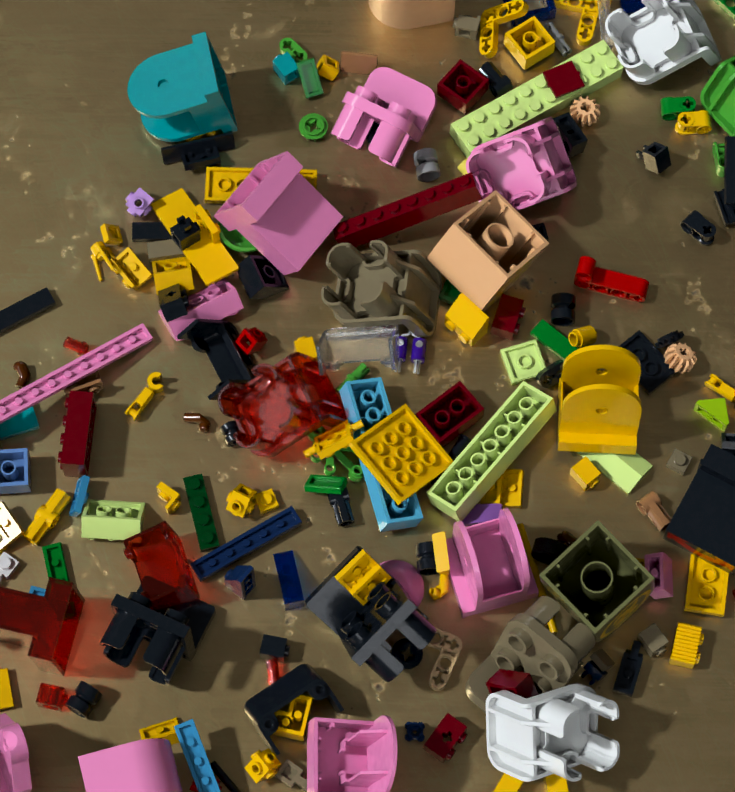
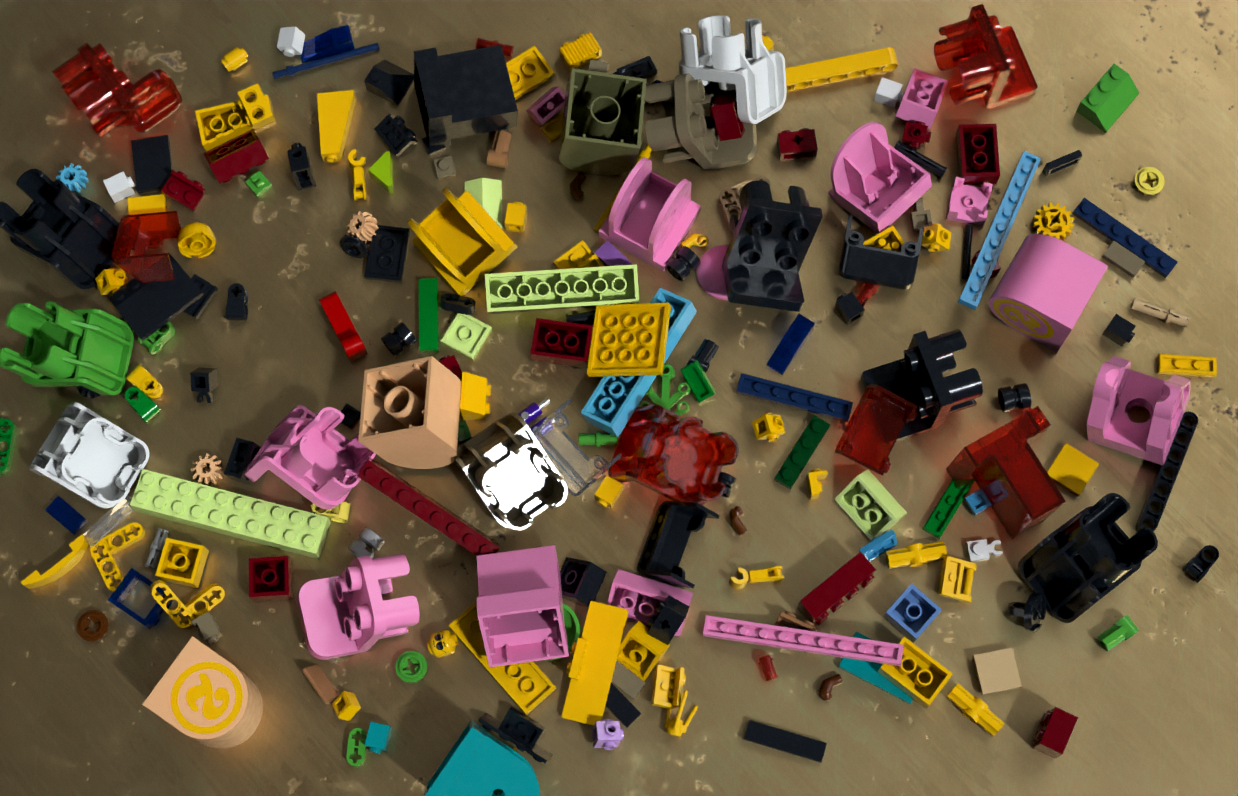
camera: 130 degrees left, 5 degrees up
(111, 234) = (653, 732): yellow plate -> none
(161, 730) = (980, 329): yellow slope -> none
(185, 233) = (602, 665): black brick -> none
(240, 580) = (828, 368): dark blue slope -> none
(255, 337) = (633, 537): red brick -> none
(266, 501) = (748, 414): yellow plate -> none
(309, 78) = (371, 706): green tile -> none
(309, 155) = (442, 643): none -> yellow head
(334, 439) = (664, 393): yellow plate -> none
(362, 576) = (749, 278): yellow slope -> none
(414, 726) = (811, 164): dark blue plate -> none
(441, 553) = (674, 250): yellow slope -> none
(498, 83) = (239, 562): black piece -> none
(547, 549) = (600, 186): black tyre -> none
(563, 79) = (197, 500): dark red piece -> none
(582, 336) = (408, 307): yellow brick -> none

